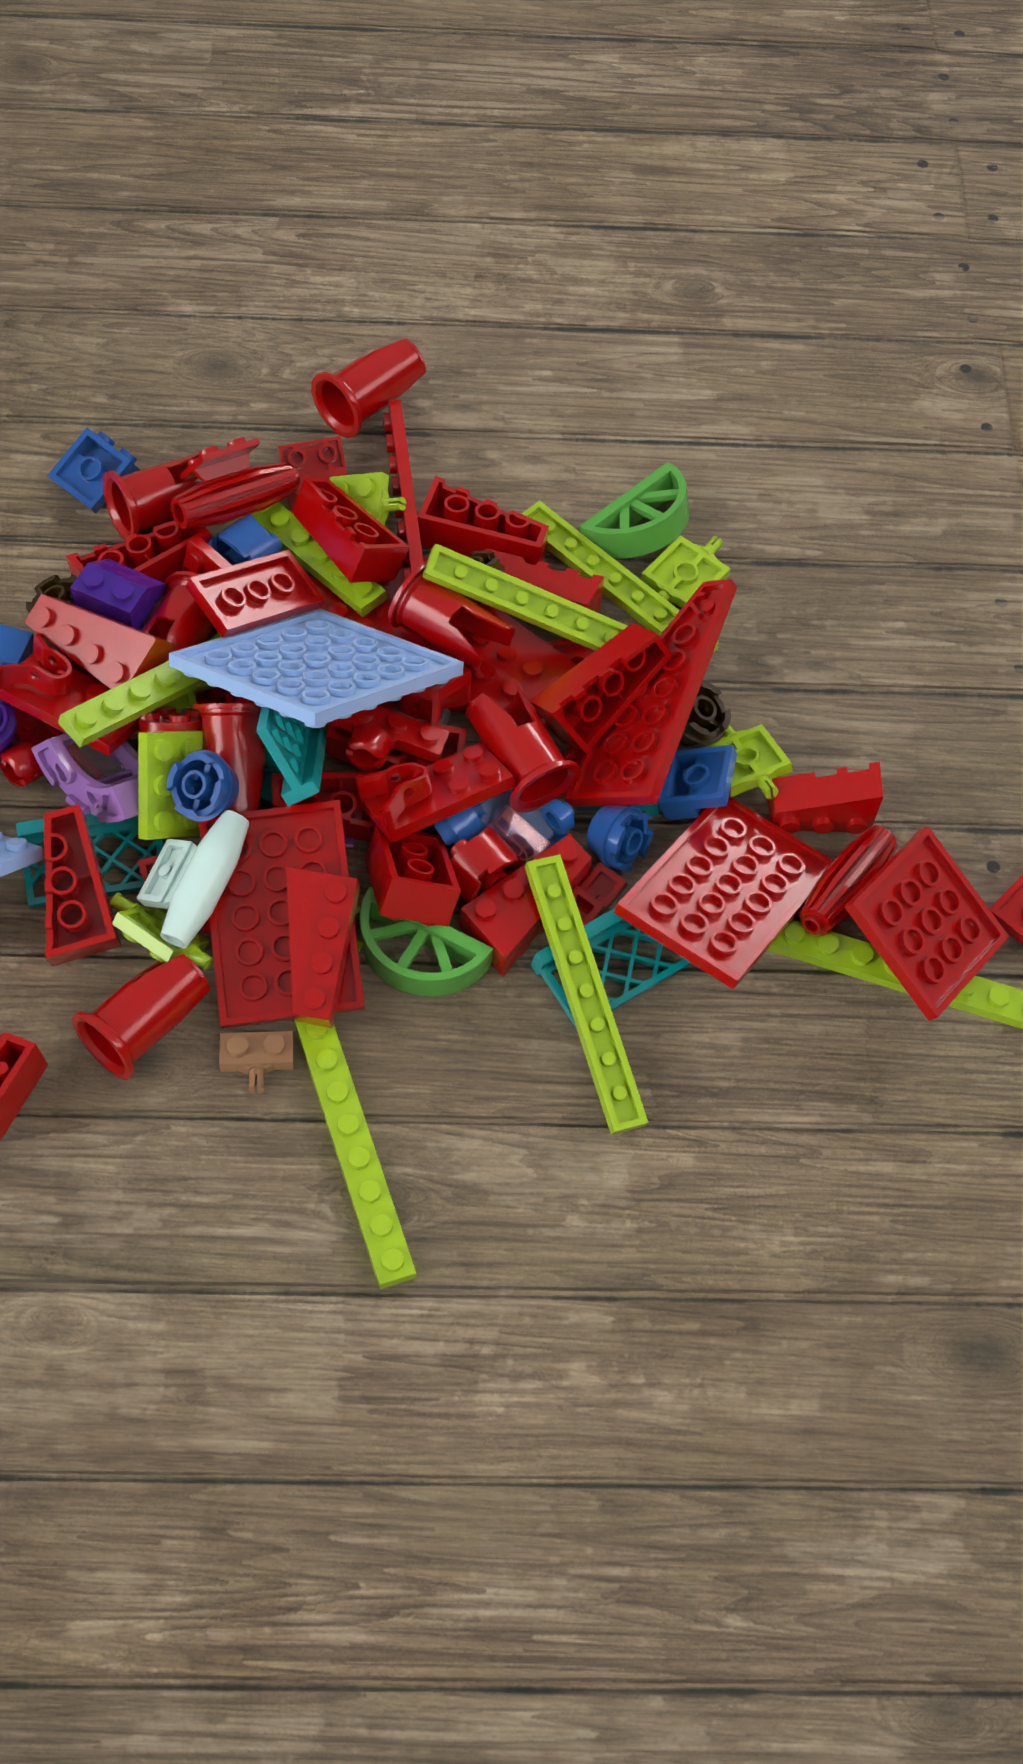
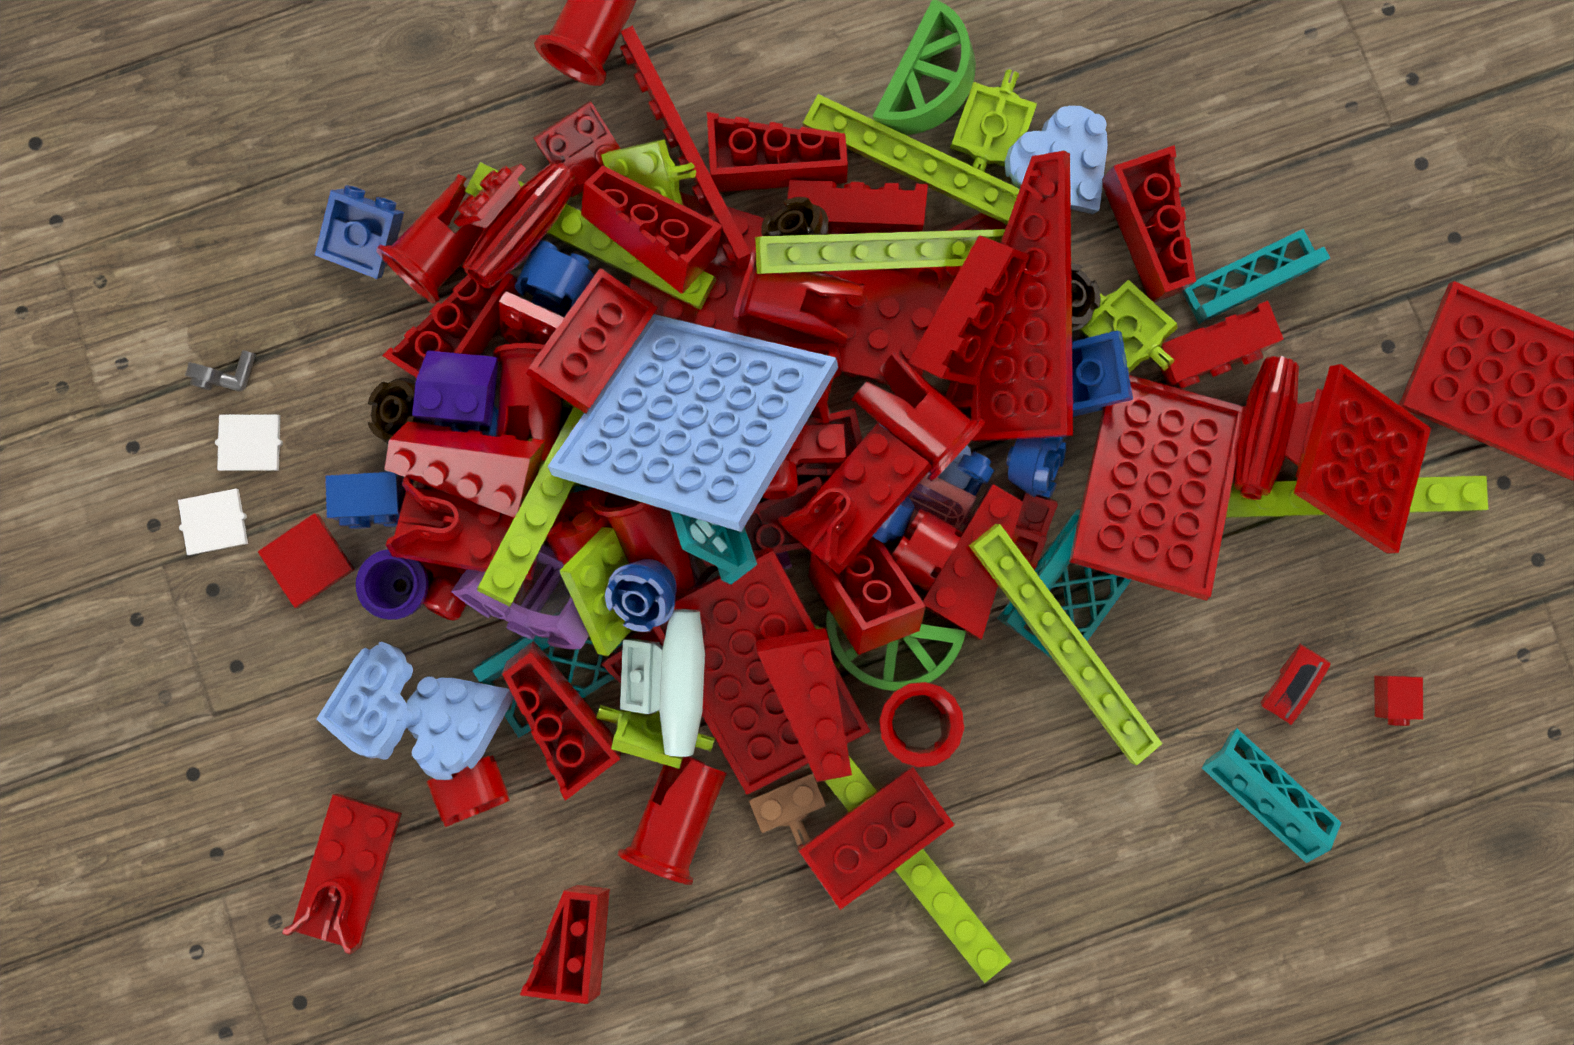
camera: 10 degrees left, 25 degrees up
(327, 1096) = (875, 837): none -> red plate
(433, 976) = (950, 723): none -> red piece
(740, 1213) = (1270, 801): none -> teal fence
(751, 620) = (1081, 135): none -> light blue plate
(800, 681) = (1152, 221): none -> red wedge
(802, 1118) = (1296, 684): none -> red slope
(897, 763) = (1262, 283): none -> teal fence
(902, 1164) = (1398, 699): none -> red brick

